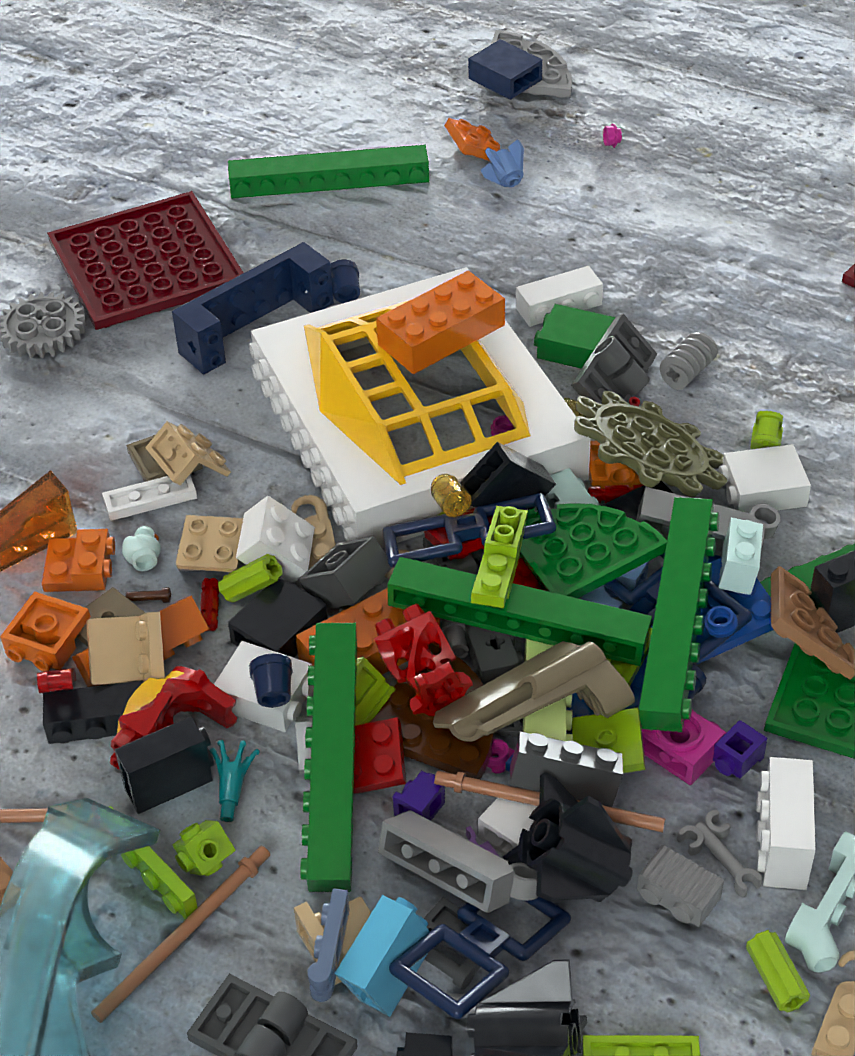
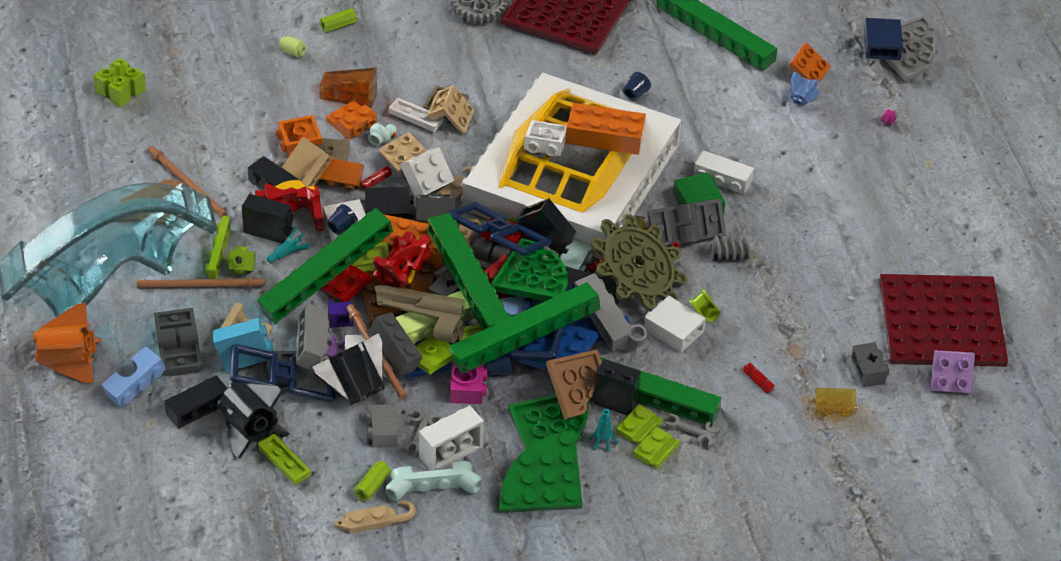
camera: 45 degrees right, 0 degrees up
(56, 680) = (270, 153): red plate -> none
(164, 595) = (365, 160): reddish brown piece -> none
(250, 578) = (398, 178): lime axle -> none
(293, 275) = (573, 59): dark blue plate -> none
(329, 946) = (230, 317): sand blue plate -> none
(396, 381) = (545, 138): none -> white plate
(450, 495) = (509, 207): clear yellow brick -> none
(500, 557) = (483, 244): lime slope -> none
(718, 615) = (534, 345): blue plate -> none
(739, 750) = (482, 403): dark purple brick -> none
(741, 556) = (581, 329): light aqua brick -> none

